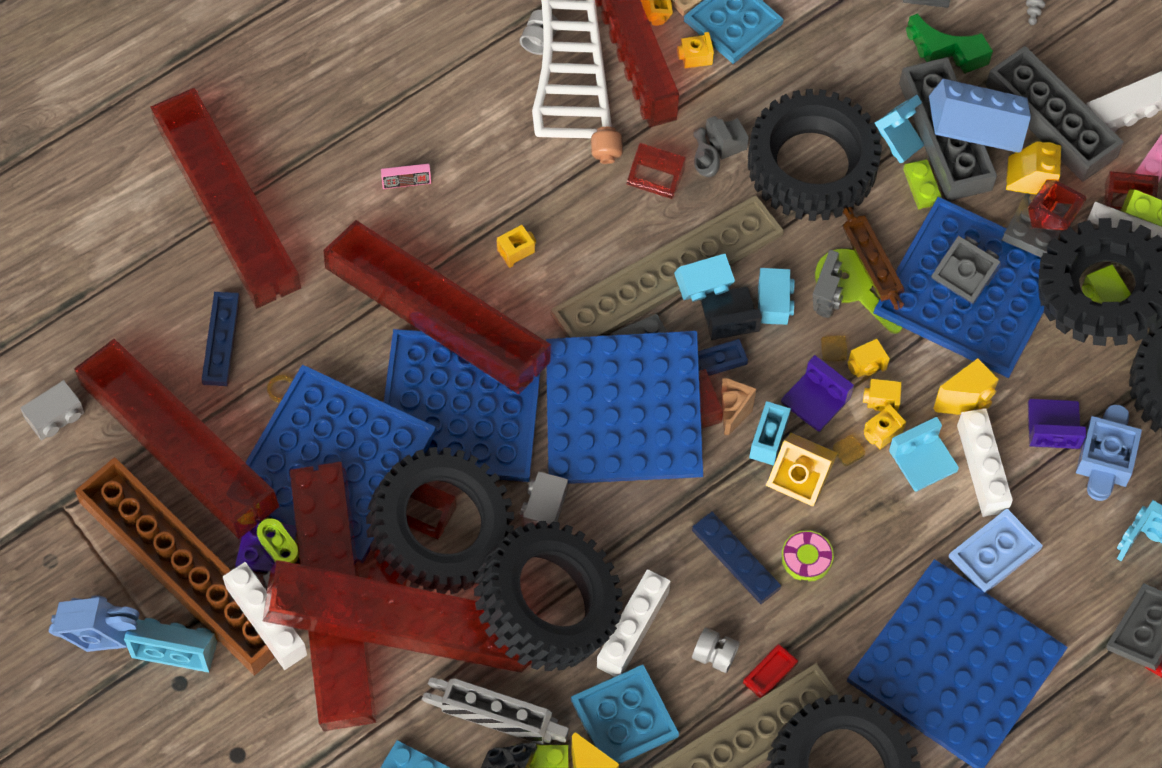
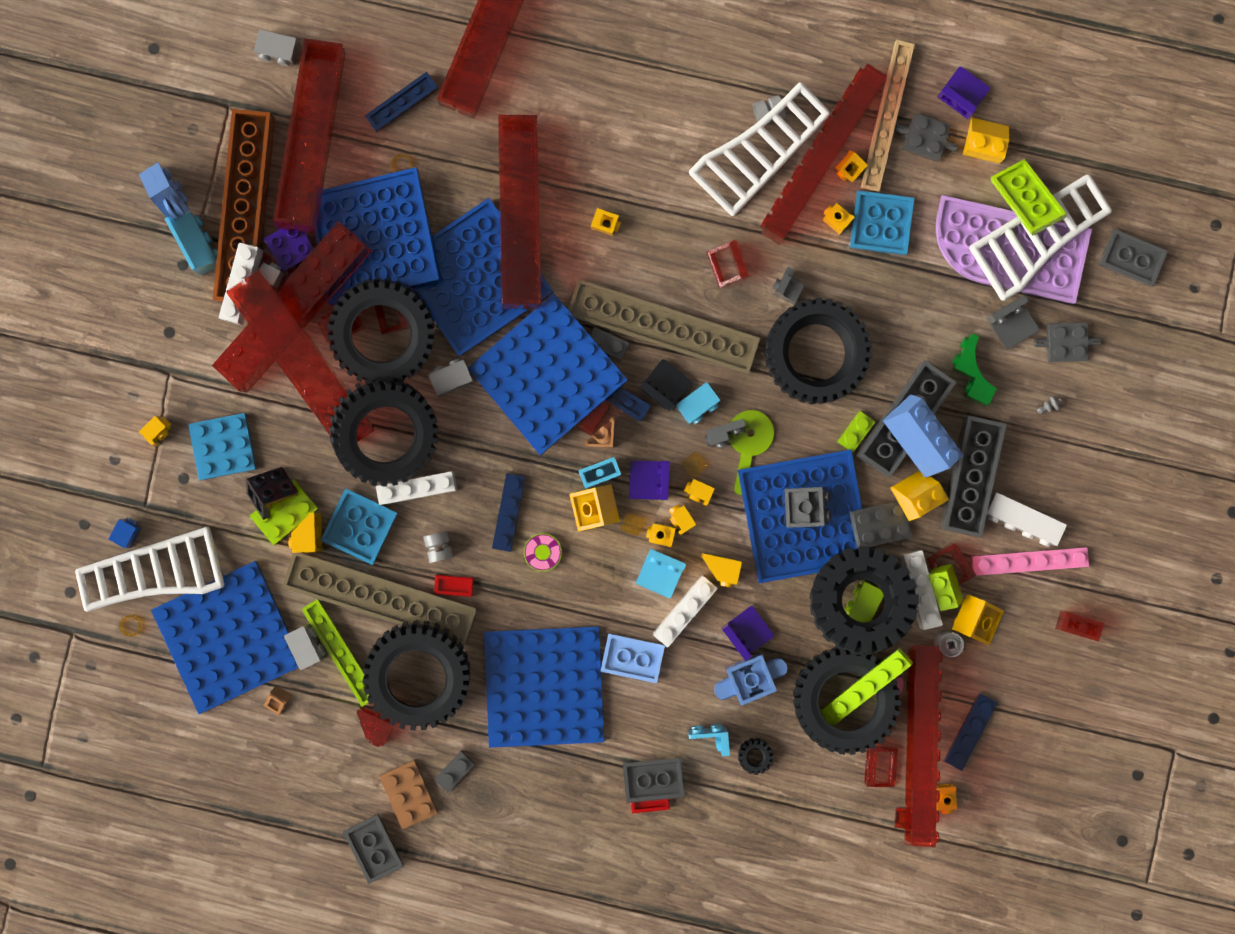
camera: 60 degrees right, 25 degrees up
(278, 544) = (289, 252): lime plate -> none
(406, 176) = (598, 115): tile -> none
(496, 711) = (301, 455): light grey hinge -> none
(606, 145) = (720, 219): nougat head -> none
(704, 277) = (671, 354): medium azure brick -> none
(706, 157) = (763, 286): dark grey piece -> none
(873, 258) = (772, 443): reddish brown plate -> none
(899, 131) = (877, 392): medium azure bracket -> none
(1046, 200) = (893, 521): clear red tile -> none

